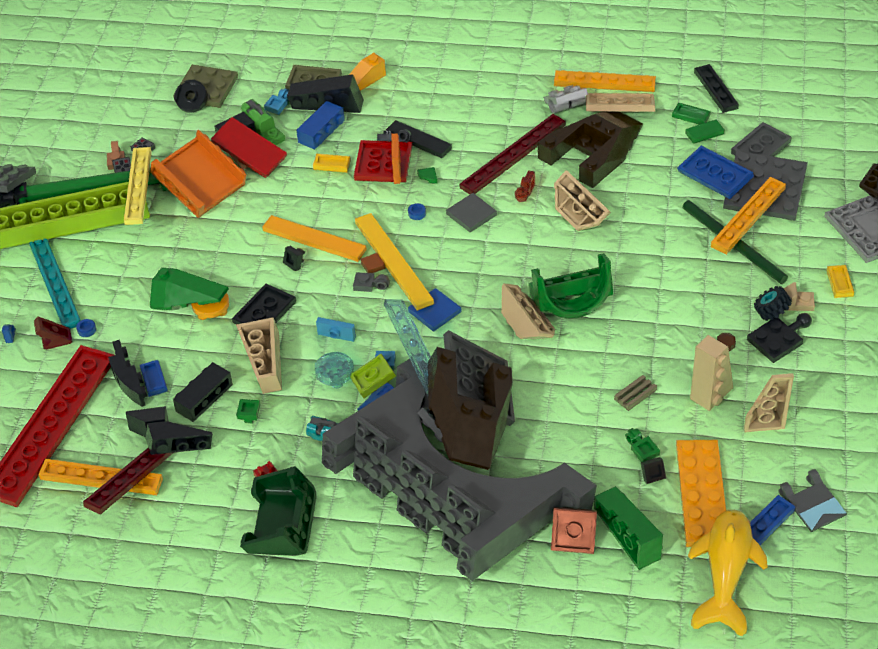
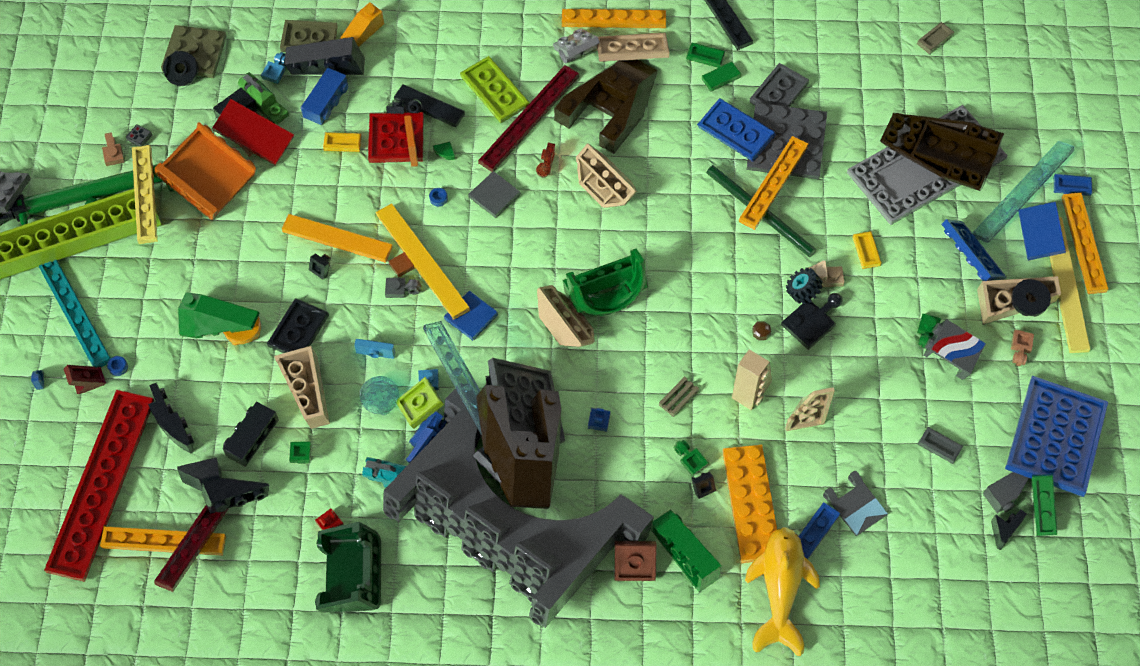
camera: 10 degrees left, 15 degrees up
(121, 164) = (121, 163): tile -> none
(153, 378) = (197, 420): blue tile -> none
(483, 130) = (494, 89): none -> lime tile
(551, 406) = (599, 419): none -> blue tile

